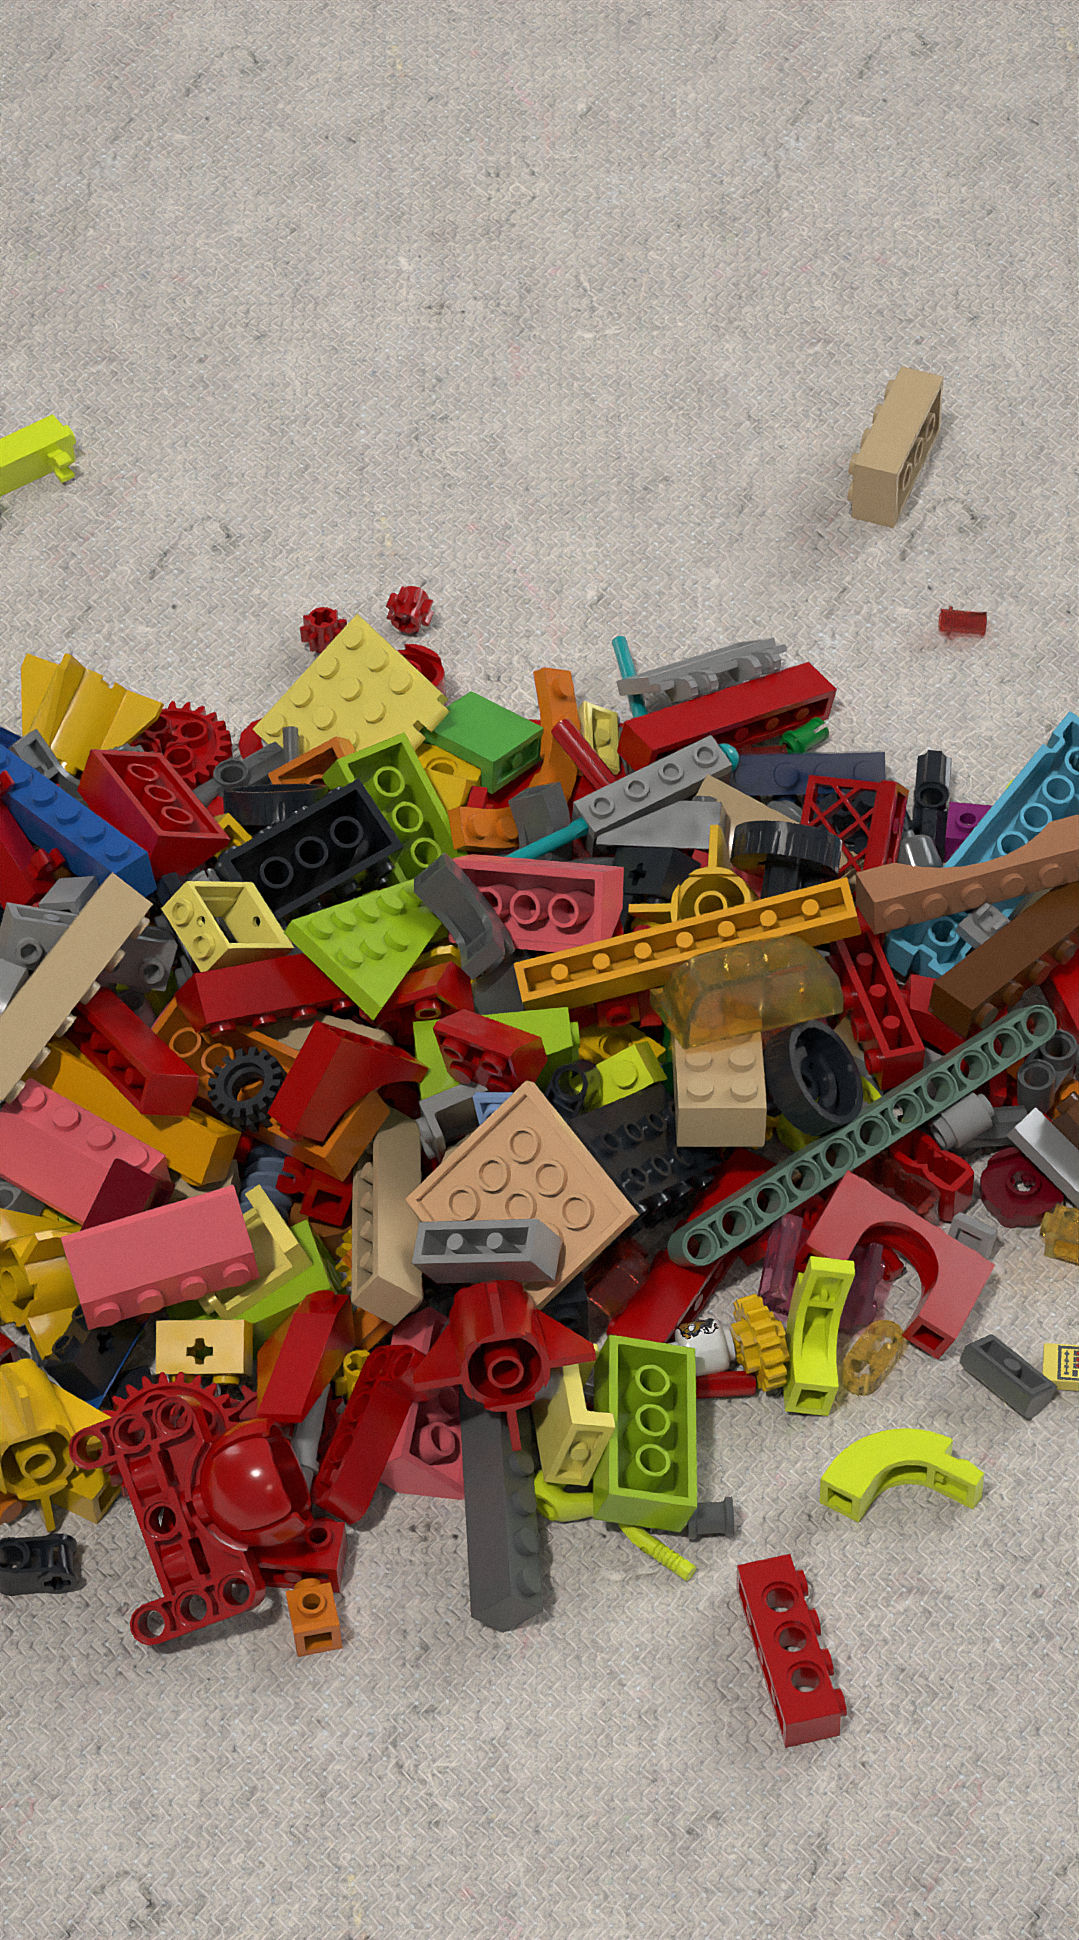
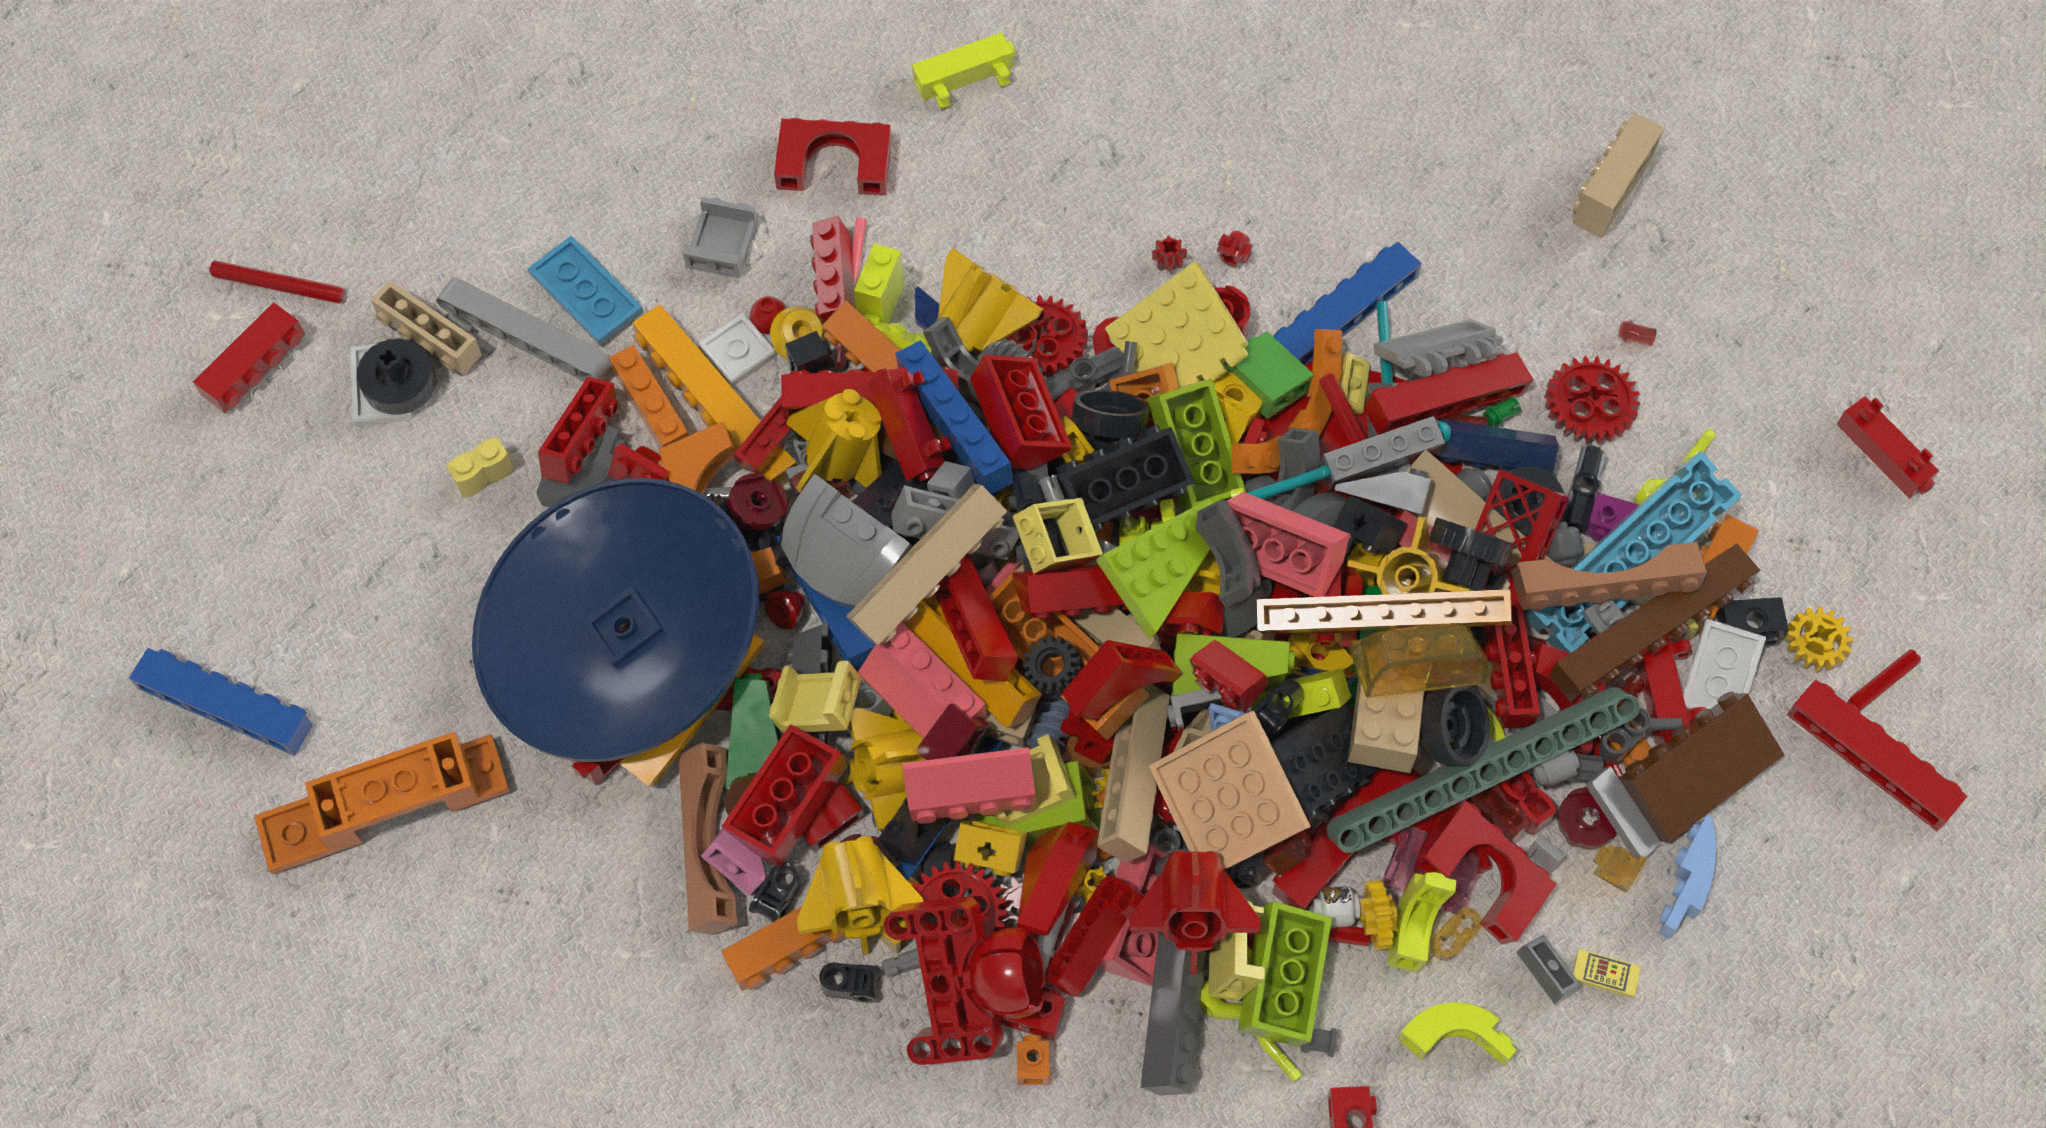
camera: 10 degrees right, 15 degrees up
(110, 1529) = (905, 962): none -> light grey axle
(486, 1250) = (1198, 828): light grey brick -> none
(581, 639) = (1351, 300): none -> blue brick
(919, 704) = (1592, 400): none -> red gear

